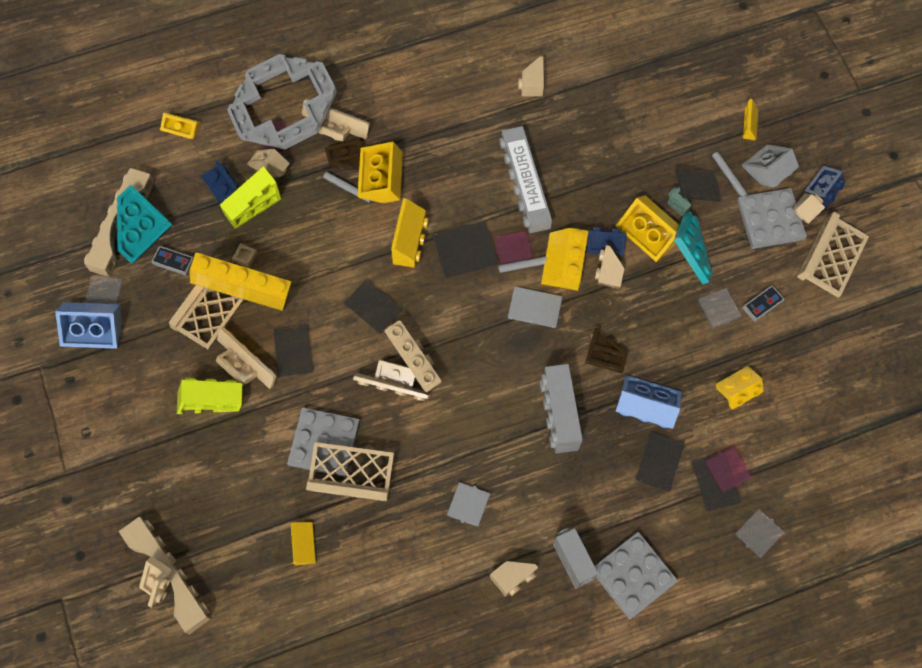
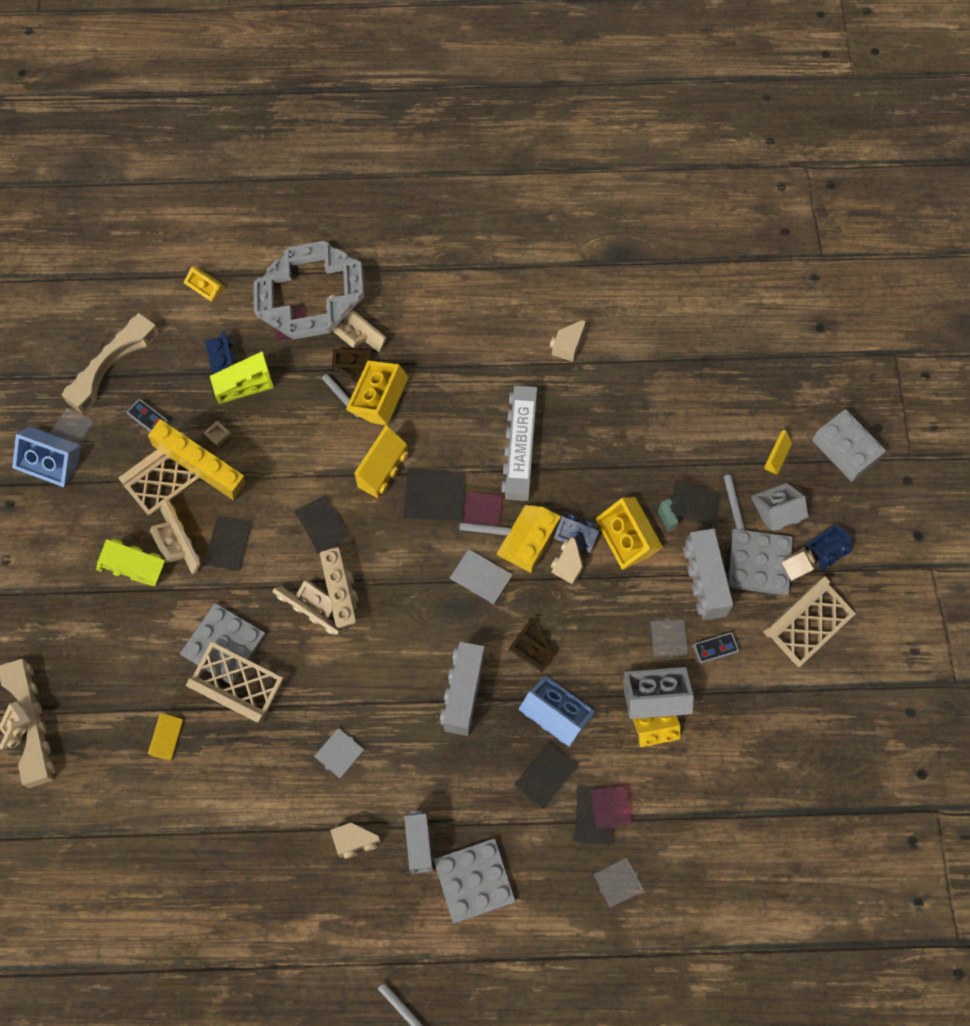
camera: 20 degrees right, 0 degrees up
(137, 224) = (125, 371): teal plate -> none
(271, 160) = (274, 348): tan slope -> none
(692, 245) = (662, 566): teal plate -> none
(733, 356) = (658, 693): none -> light grey brick
(735, 241) = (708, 575): none -> light grey brick
(808, 96) = (848, 445): none -> light grey brick

